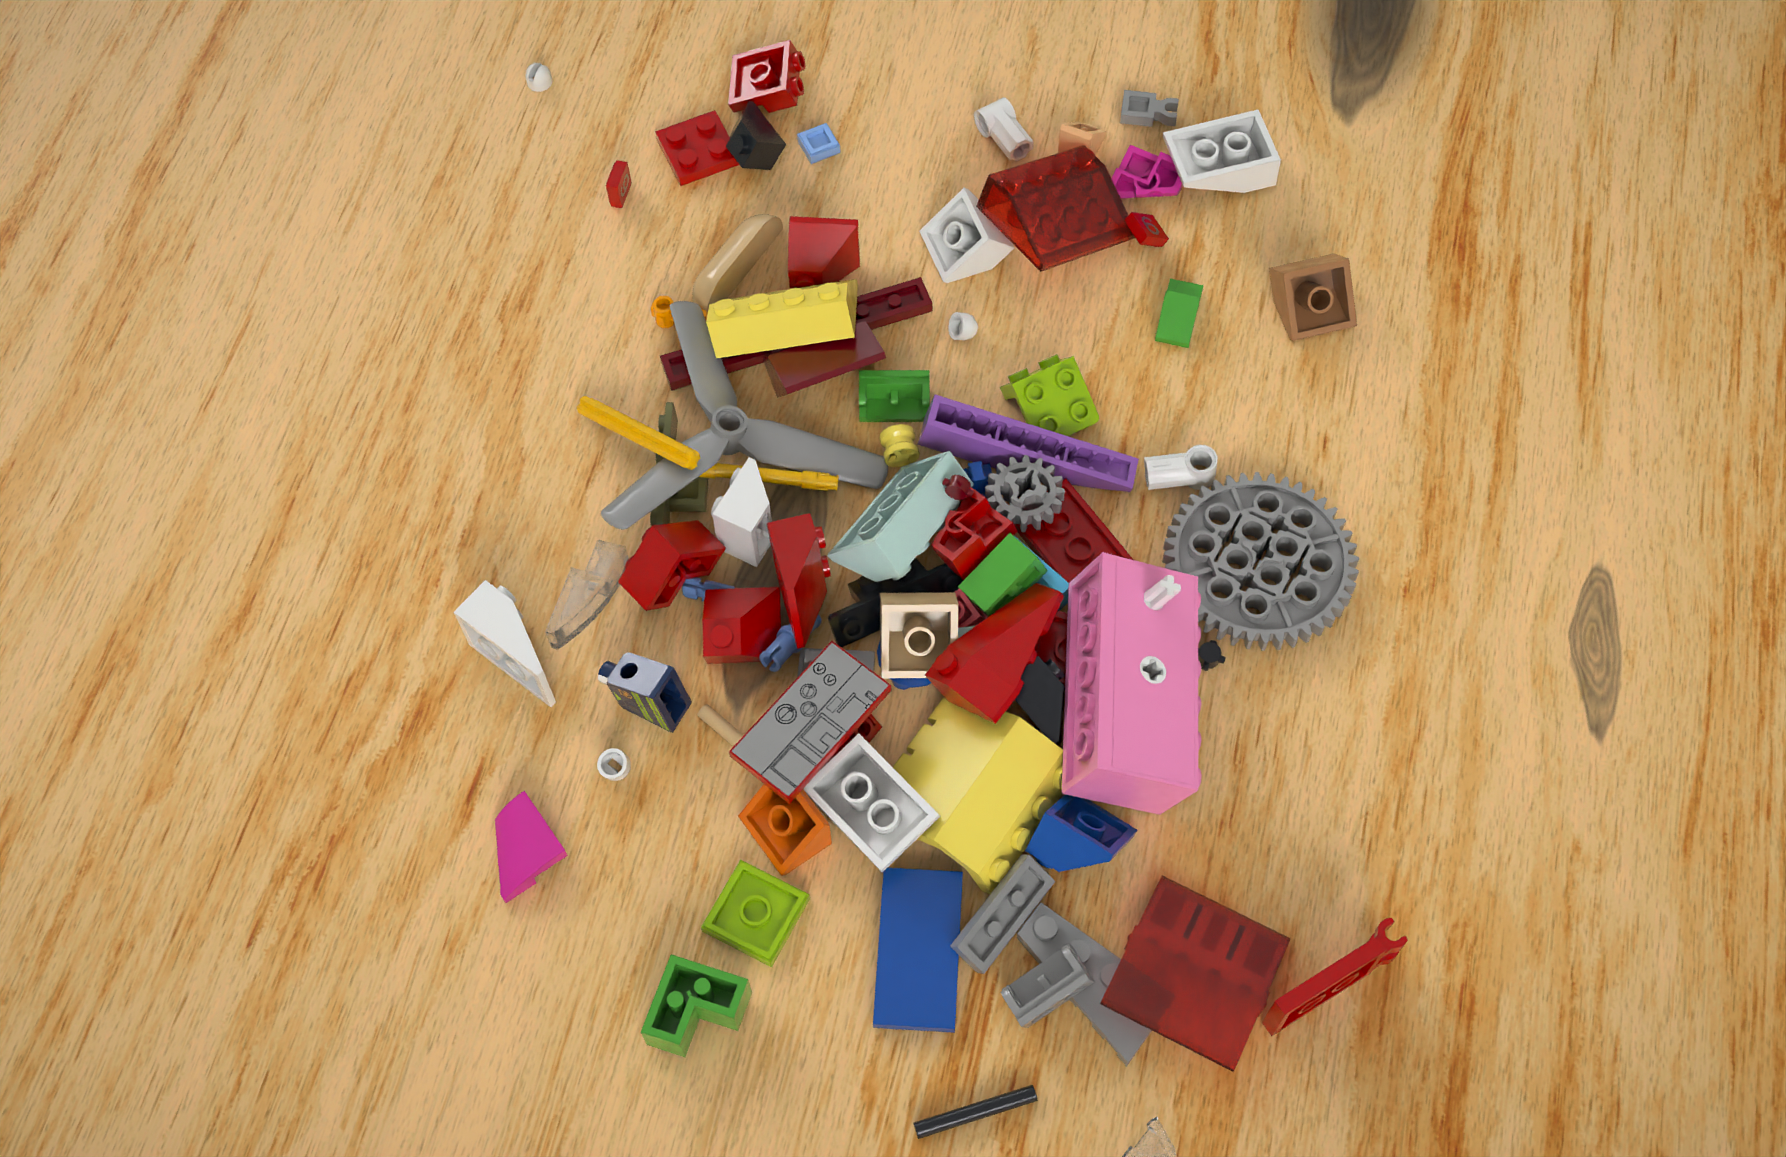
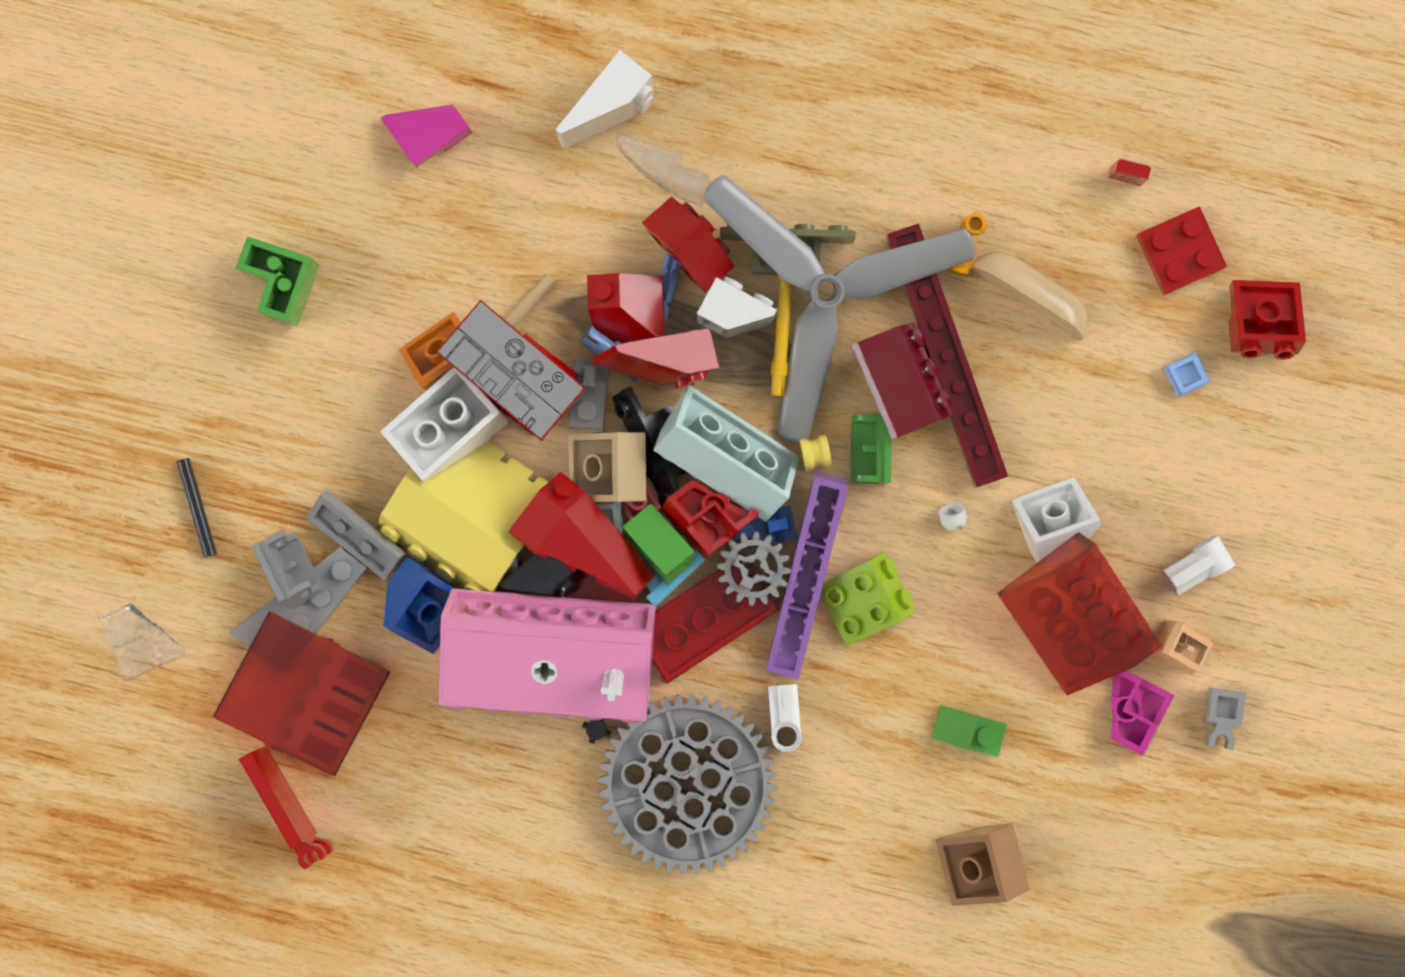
camera: 90 degrees right, 25 degrees up
(542, 77) = (1275, 86): white hinge -> none
(609, 772) = (493, 199): white hinge -> none
(638, 433) = (821, 205): yellow axle -> none
(647, 689) = (562, 225): torso -> none
(754, 140) = (1183, 306): black slope -> none
(755, 913) = (366, 328): lime tile -> none
(783, 318) = (951, 341): light yellow slope -> none
(821, 250) = (1030, 375): red slope -> none
(914, 951) = (336, 461): blue tile -> none
(957, 487) = (749, 505): dark red piece -> none
(1146, 229) = (1066, 705): red tile -> none
(1225, 154) = (1152, 788): white slope -> none

